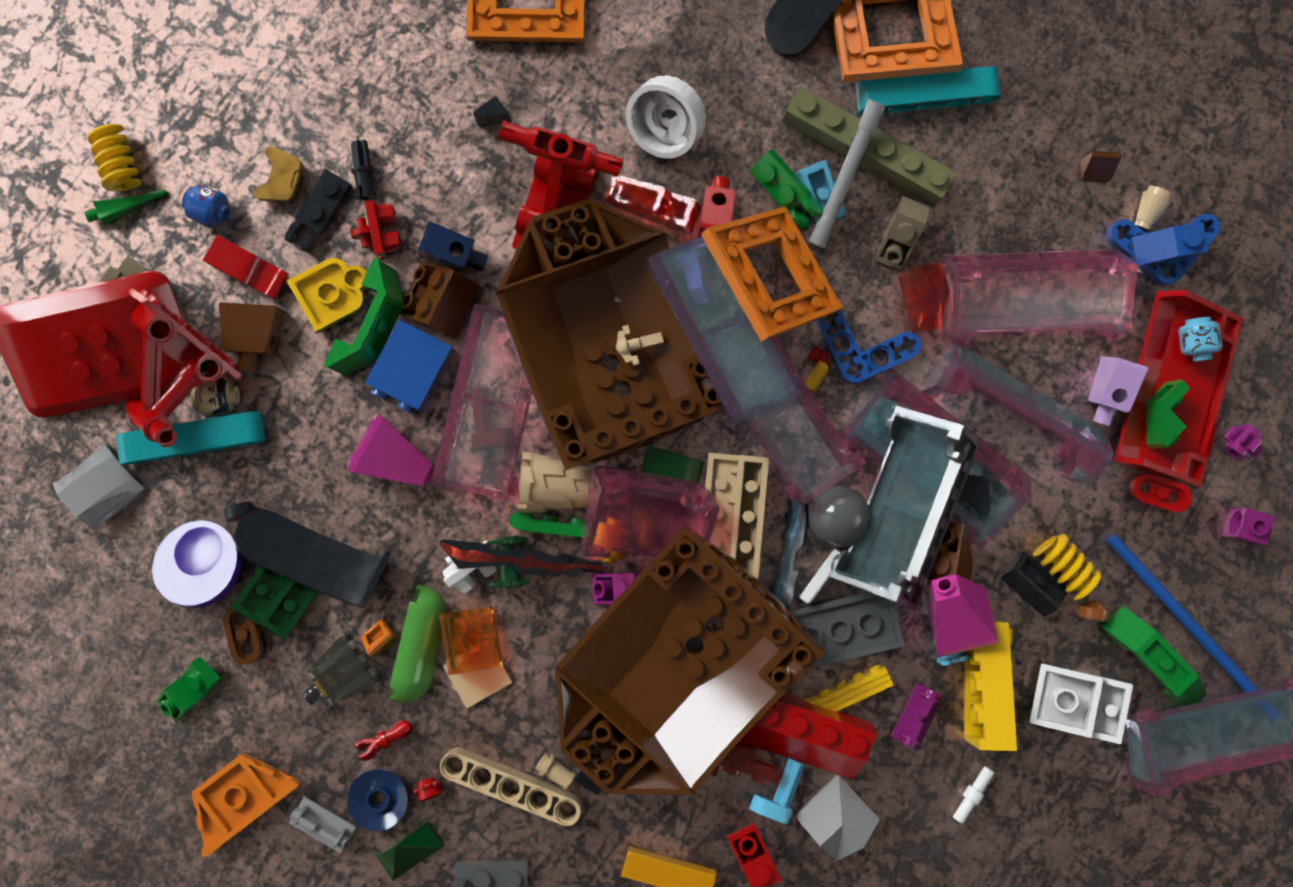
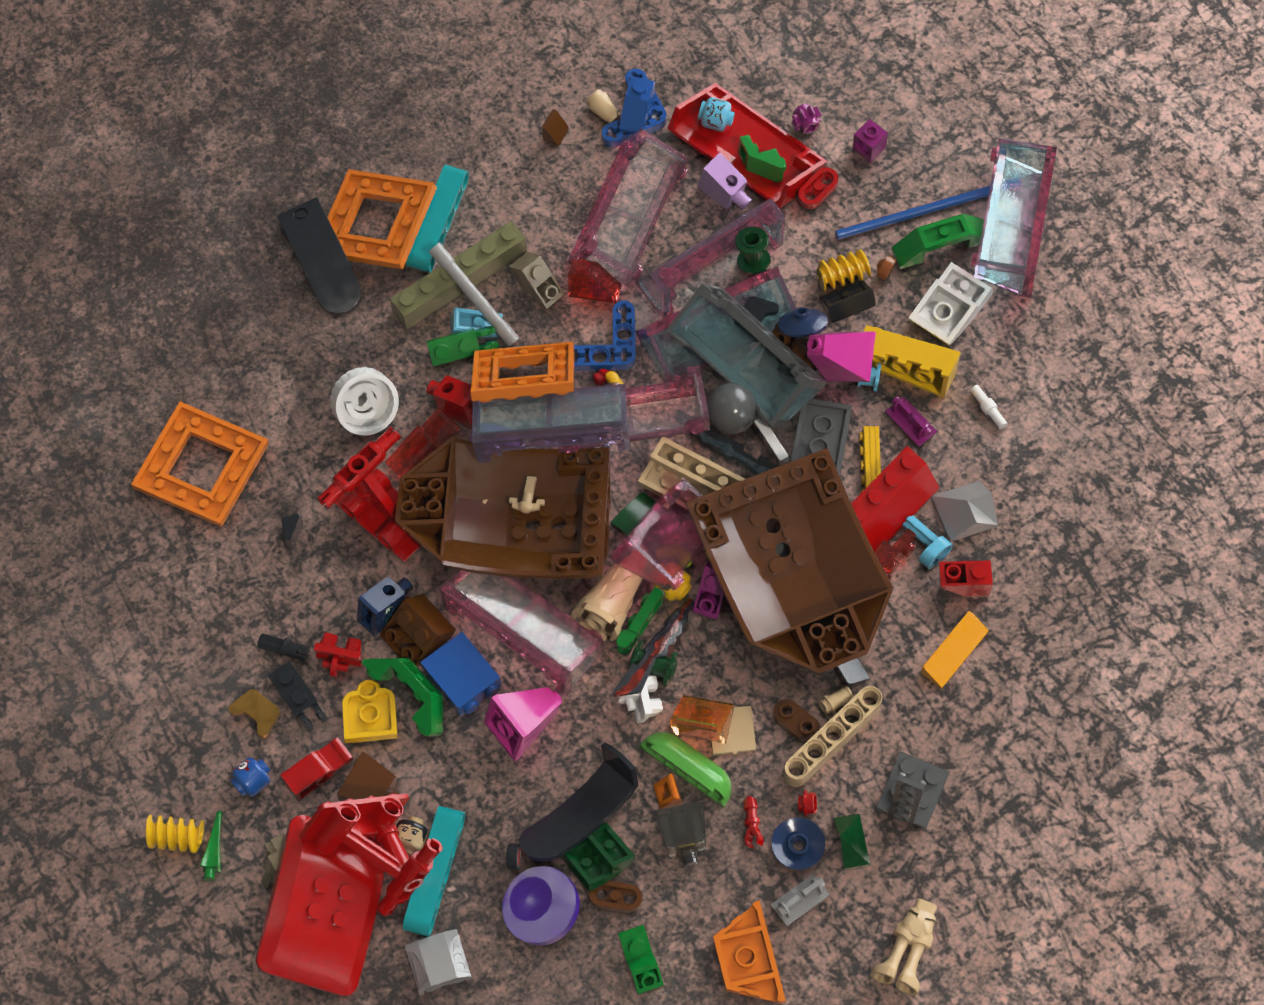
camera: 60 degrees left, 20 degrees down
(515, 738) = (796, 720): none -> reddish brown plate
(974, 554) = (803, 322): none -> dark blue dish
(1045, 456) = (752, 247): none -> dark green hose

